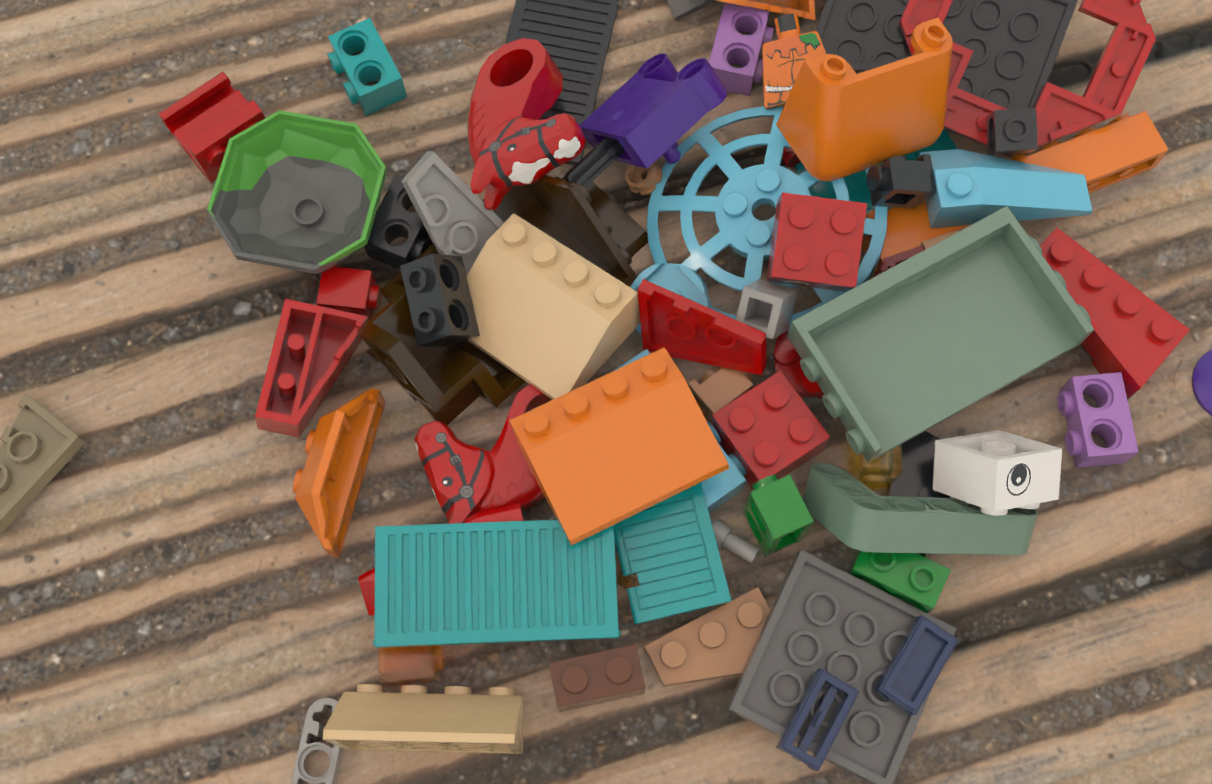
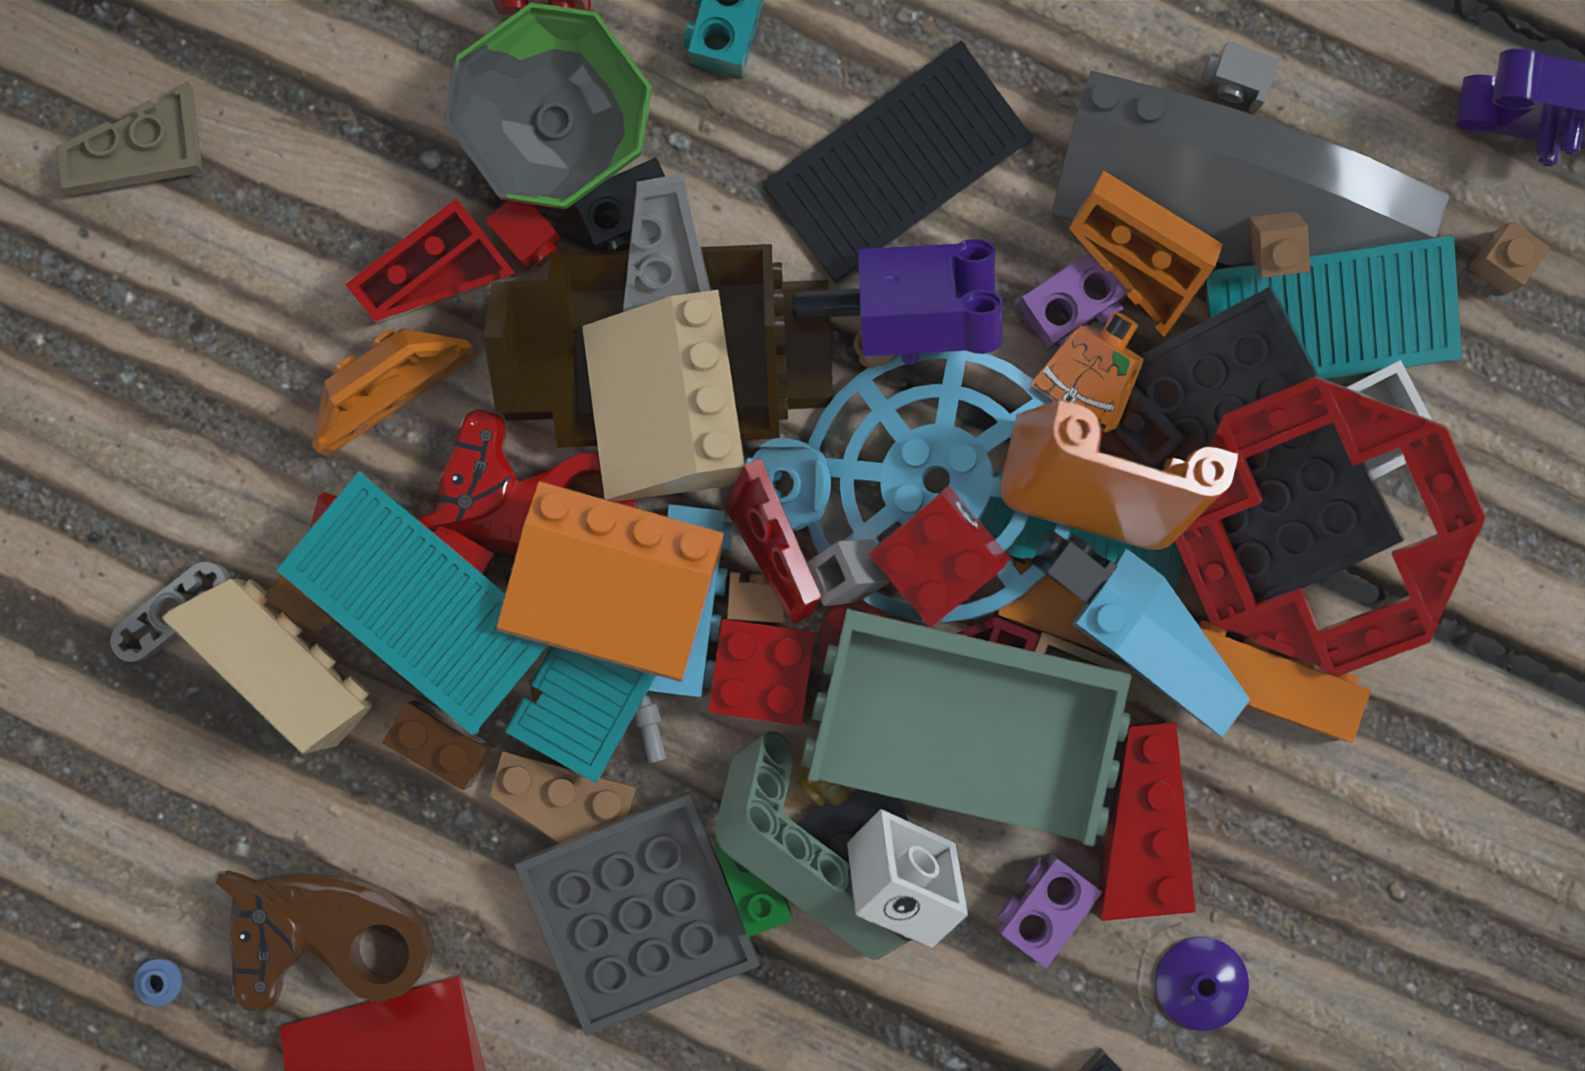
camera: 45 degrees right, 15 degrees up
(439, 300) = (584, 315): black brick -> none
(504, 123) = (768, 214): red animal -> none
(777, 514) = (697, 747): green brick -> none
(799, 753) = (570, 918): dark blue tile -> none
(916, 665) = (696, 965): dark blue tile -> none
(1011, 132) = (1218, 607): black brick -> none

